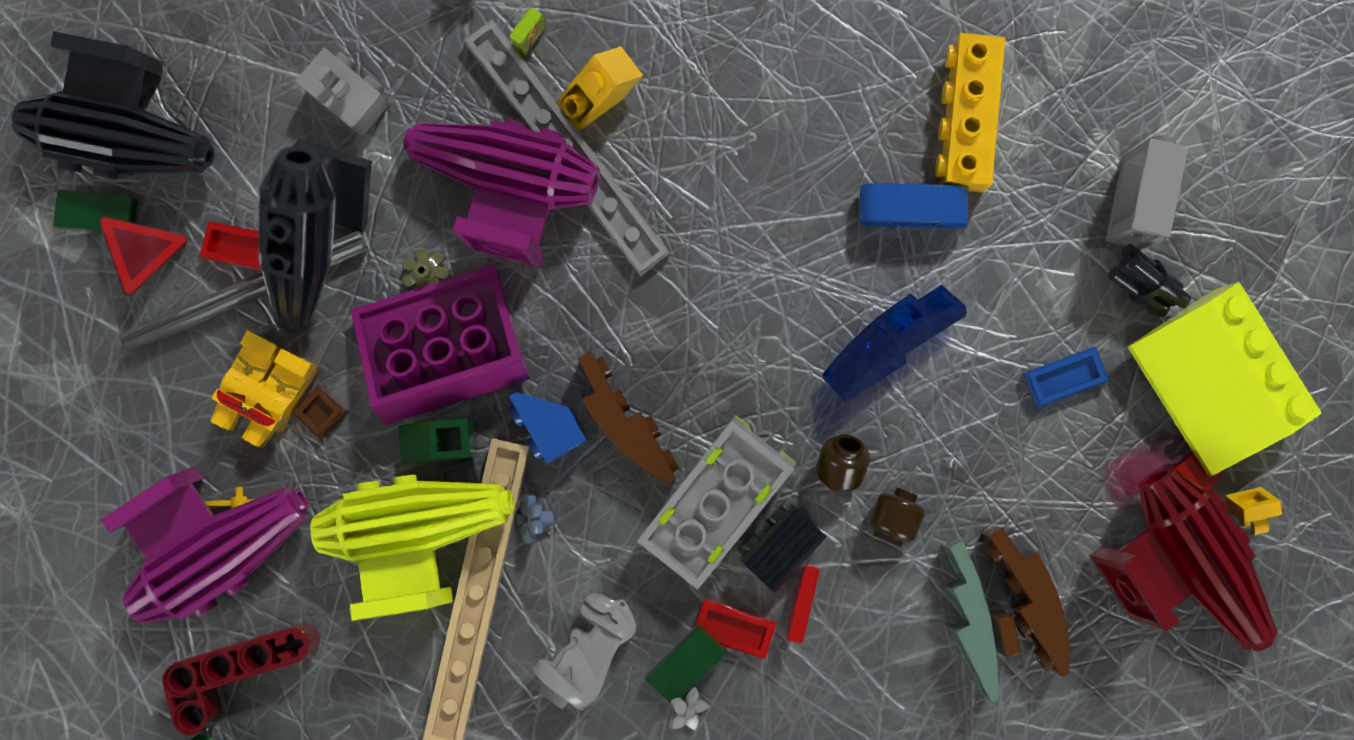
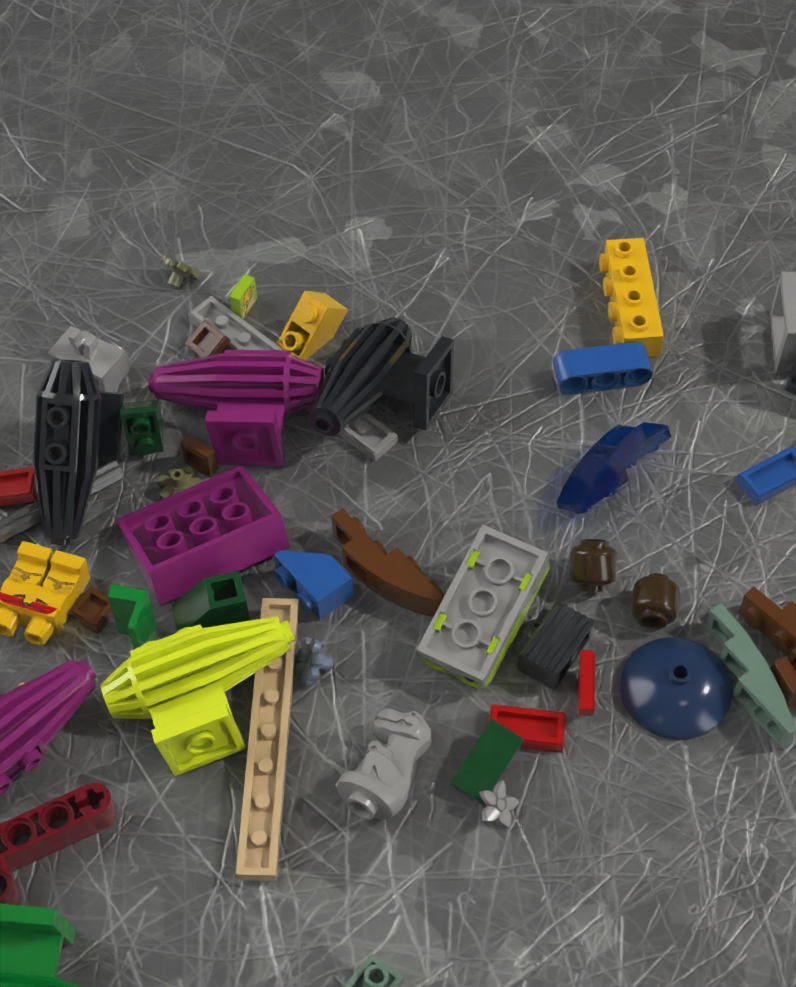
camera: 10 degrees left, 30 degrees down
(362, 447) = (133, 613): none -> green panel
(391, 195) = (143, 427): none -> dark green slope
(449, 244) = (199, 455): none -> reddish brown tile
(479, 86) = (207, 340): none -> tile
(660, 173) = (378, 364): none -> black piece
(868, 605) = (674, 705): none -> dark blue dish

